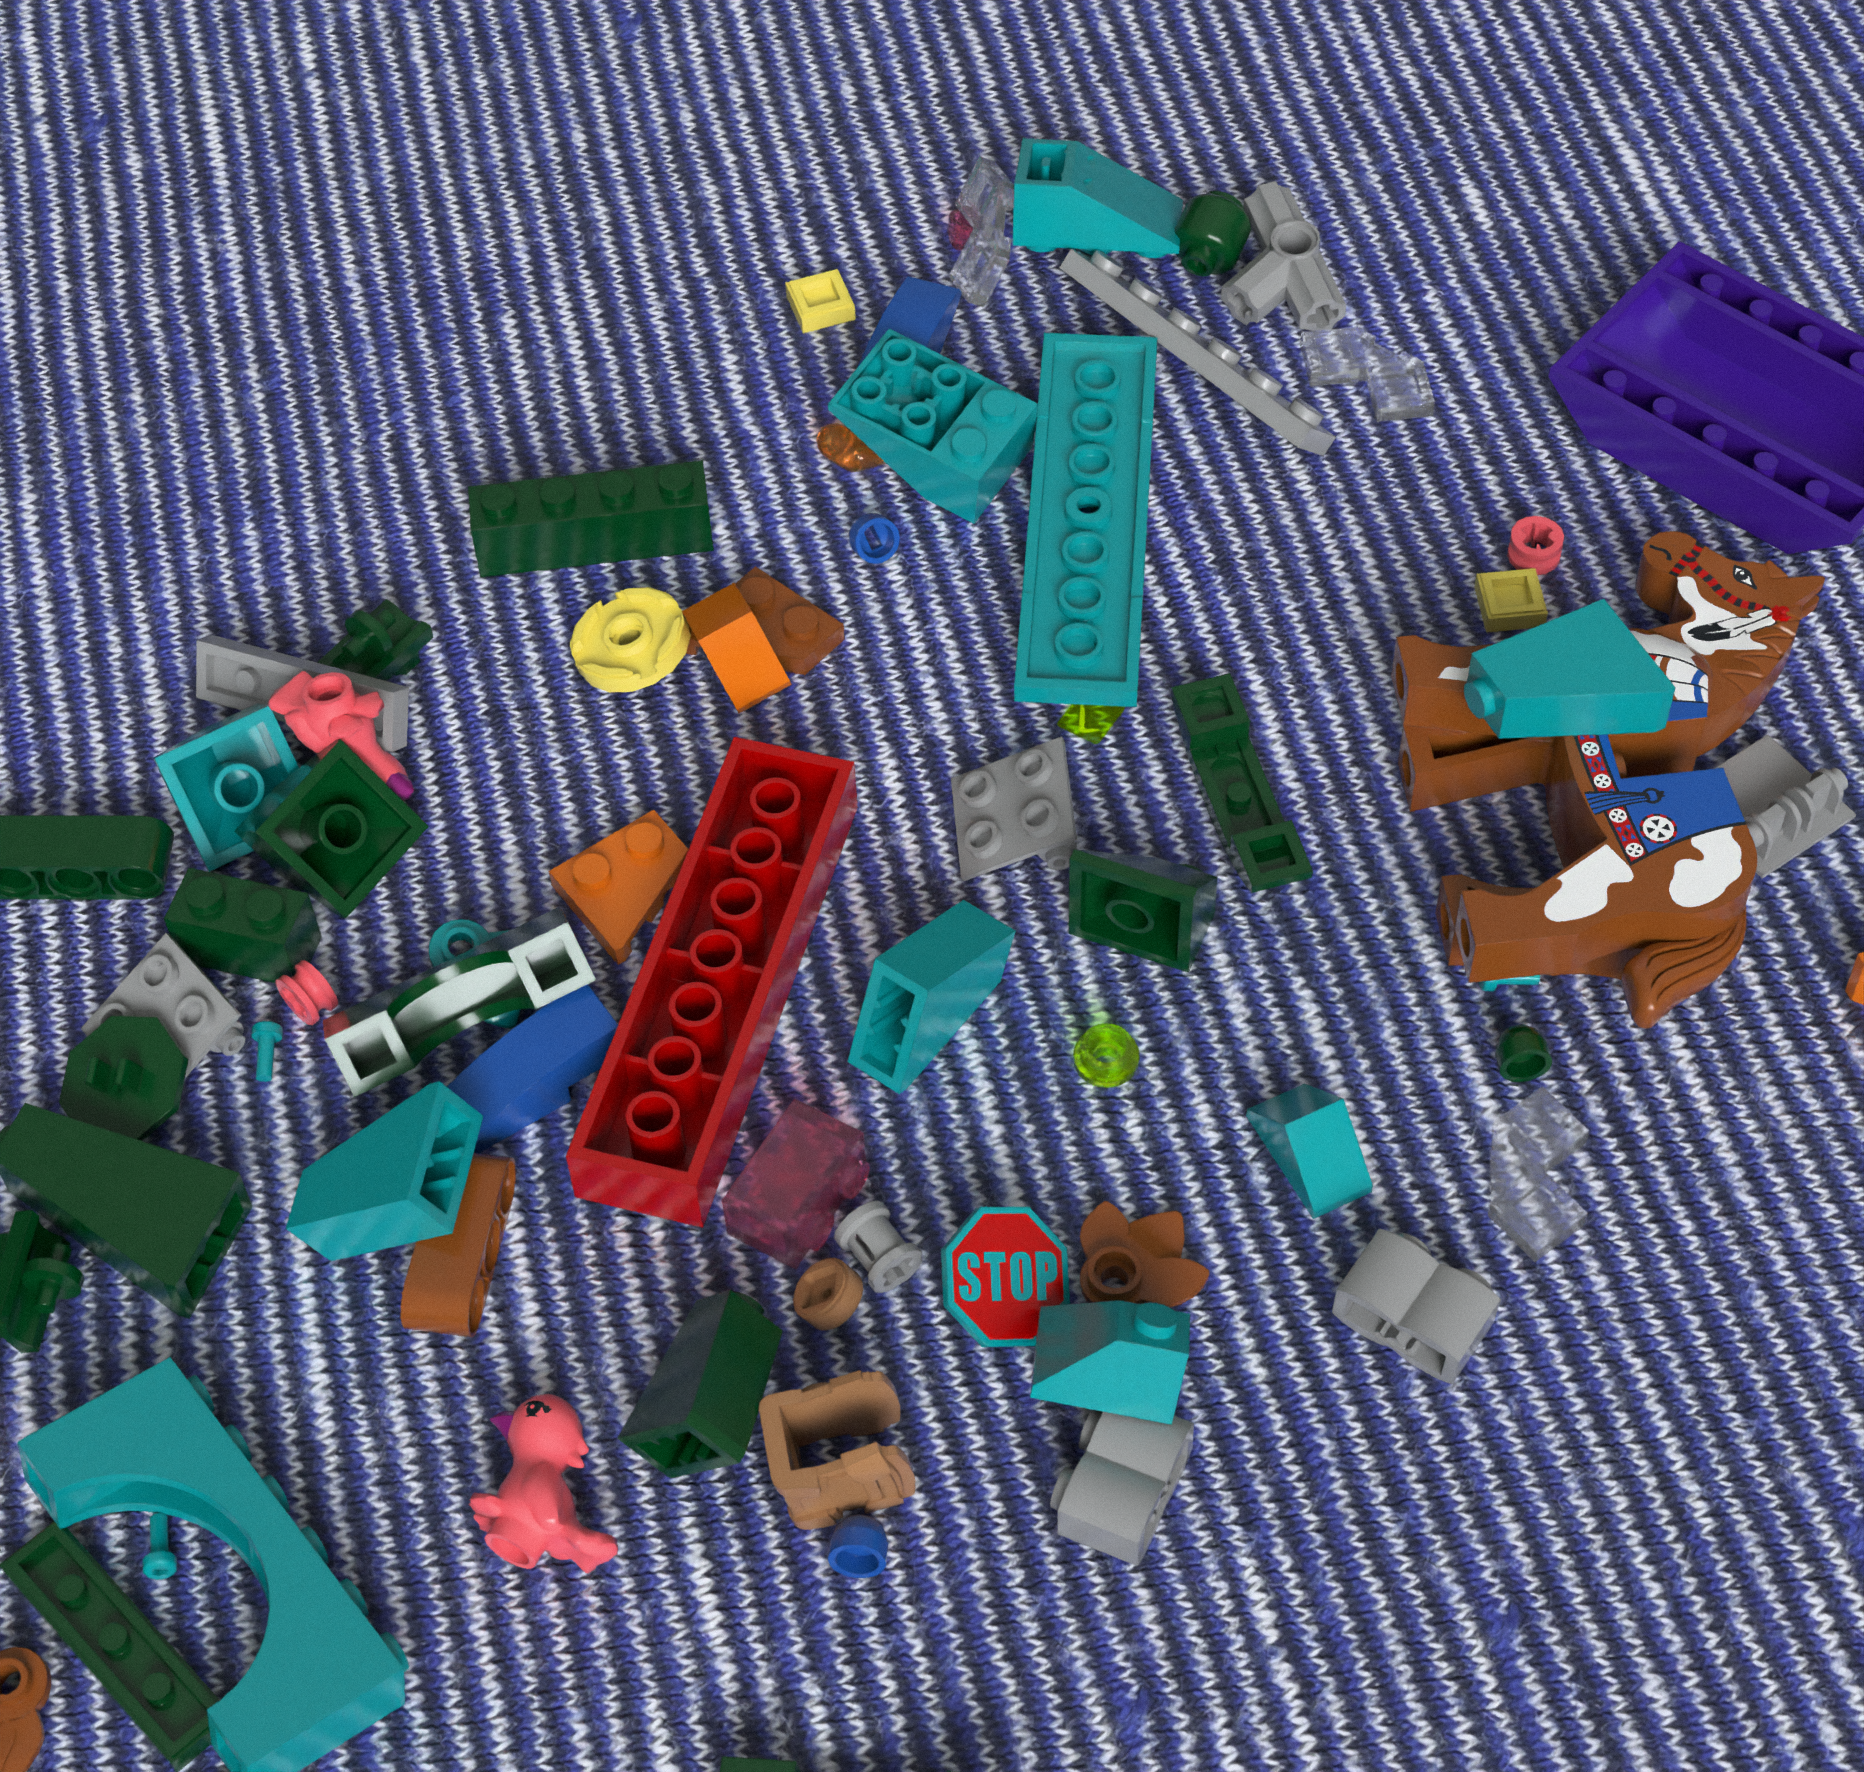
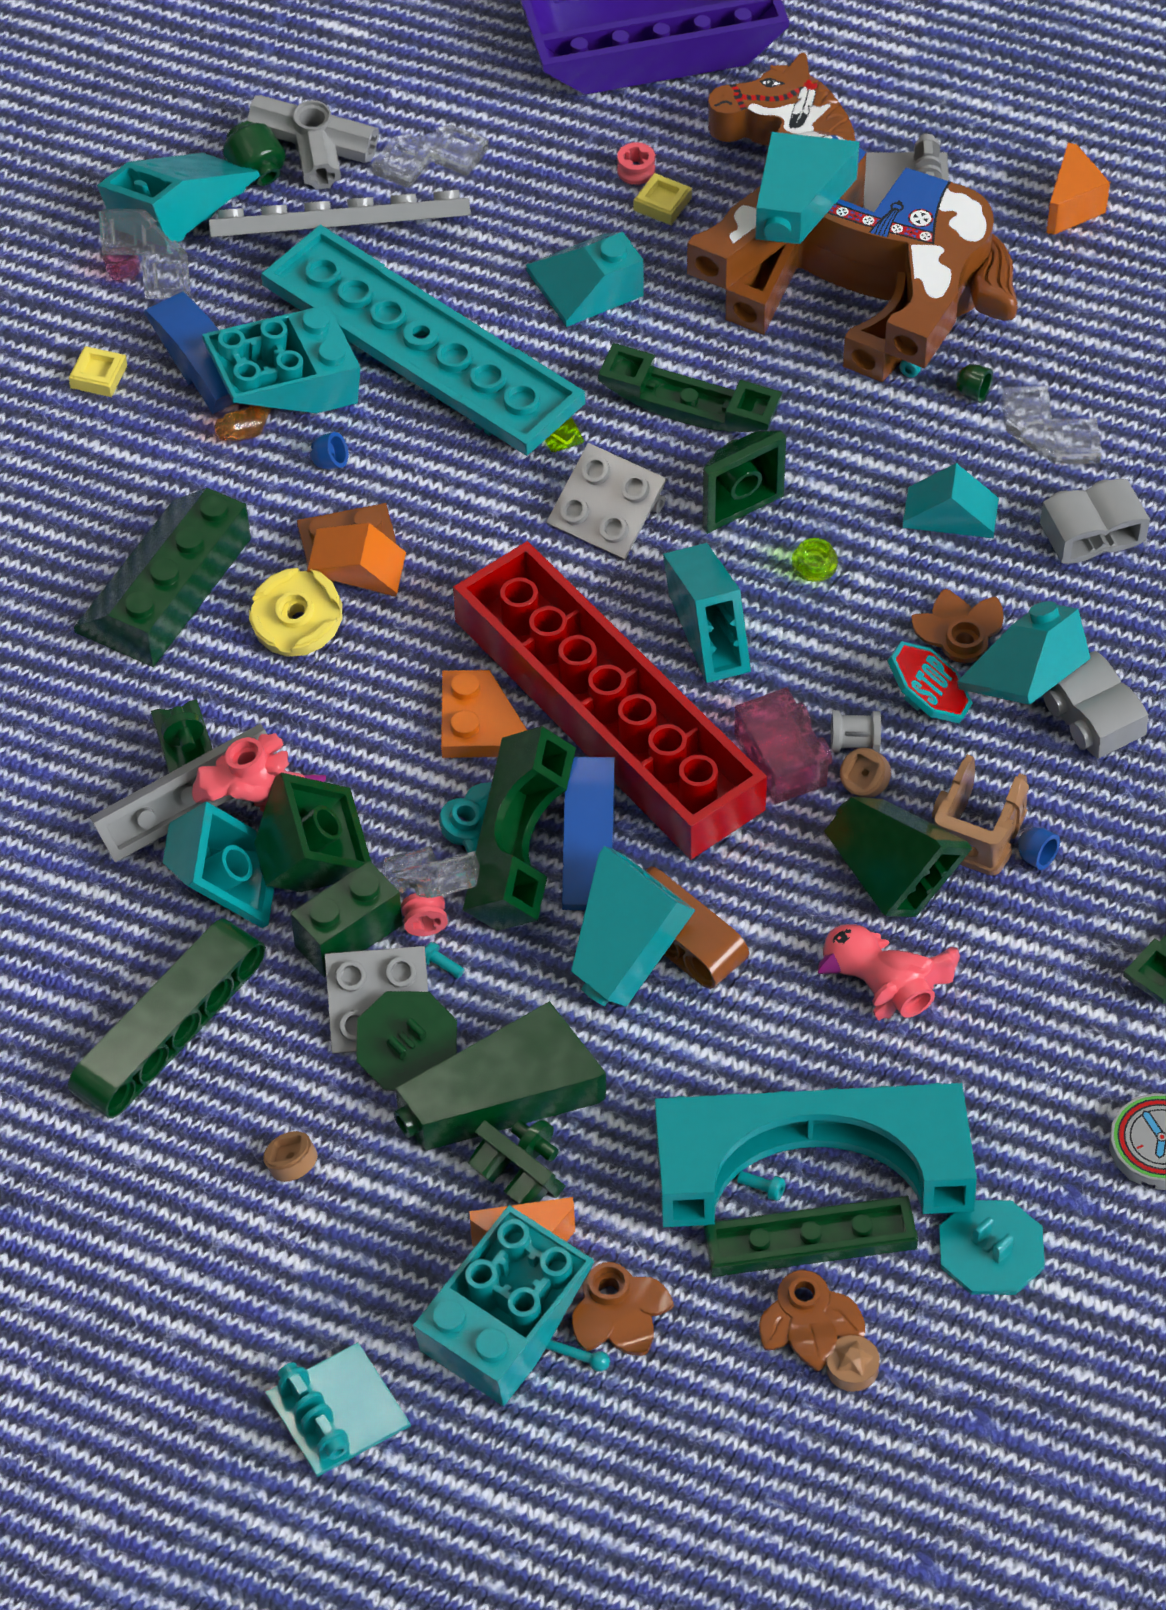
camera: 55 degrees left, 0 degrees up
(338, 958) = (431, 877): none -> clear tile
(1326, 605) = (590, 277): none -> teal slope

